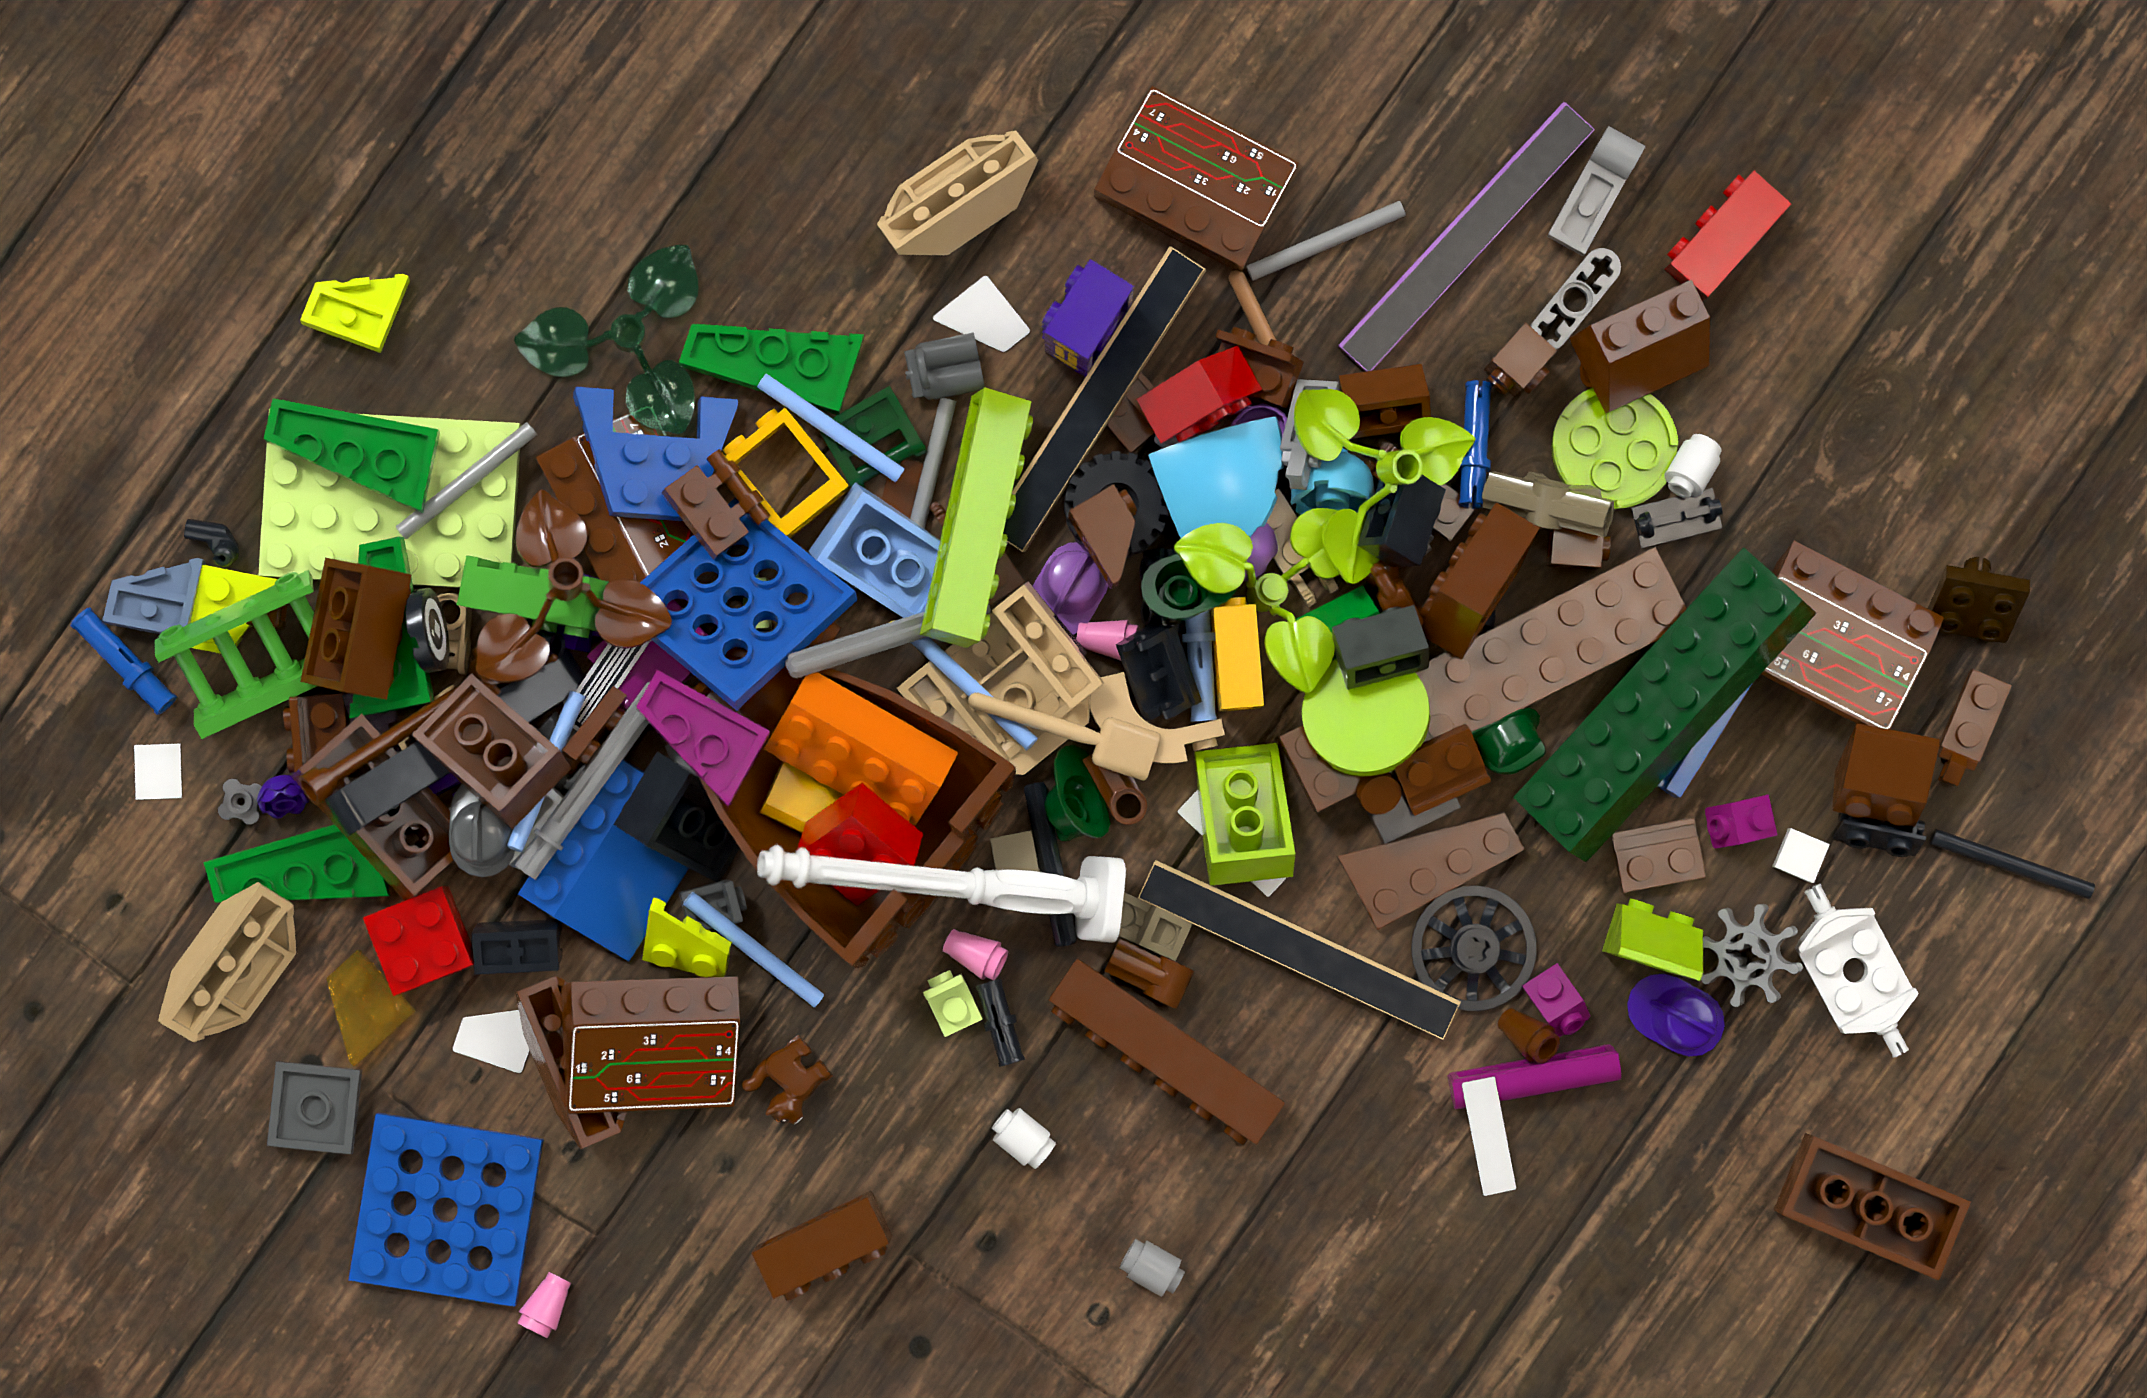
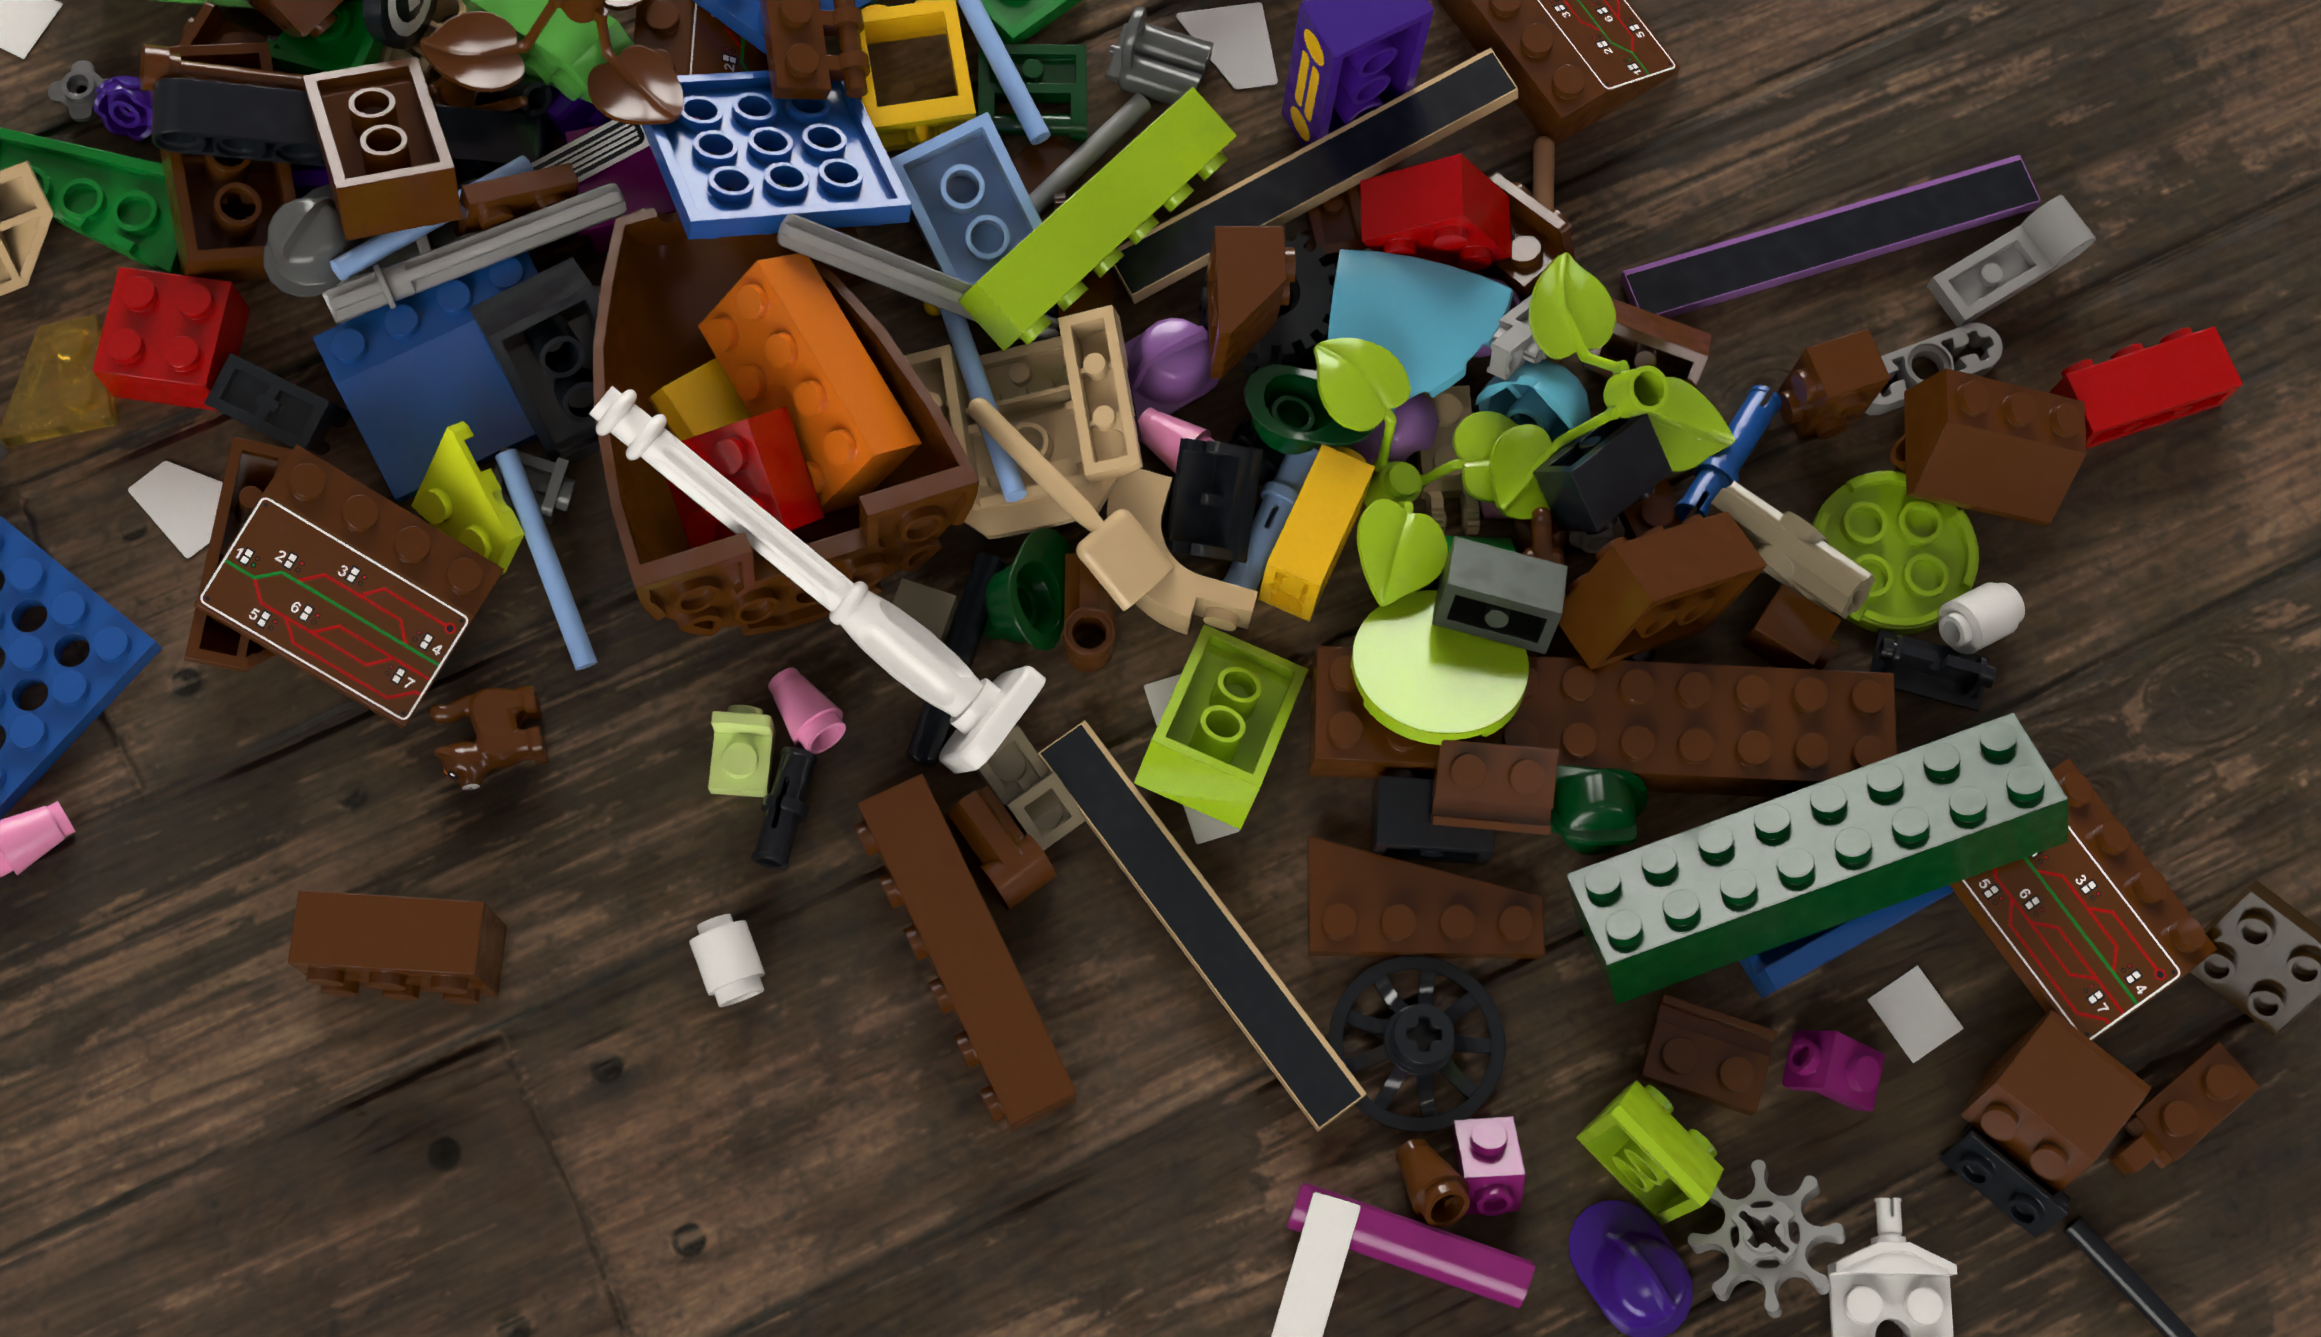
camera: 25 degrees right, 15 degrees down
(703, 733) = (636, 252): magenta wing -> none
(1152, 1267) = (790, 1212): light grey brick -> none
(1325, 240) = (1667, 160): light grey piece -> none
(1378, 793) = (1403, 772): reddish brown tile -> none
(1775, 753) = (1915, 1014): none -> white sticker
(1800, 855) = (1889, 1154): white tile -> none

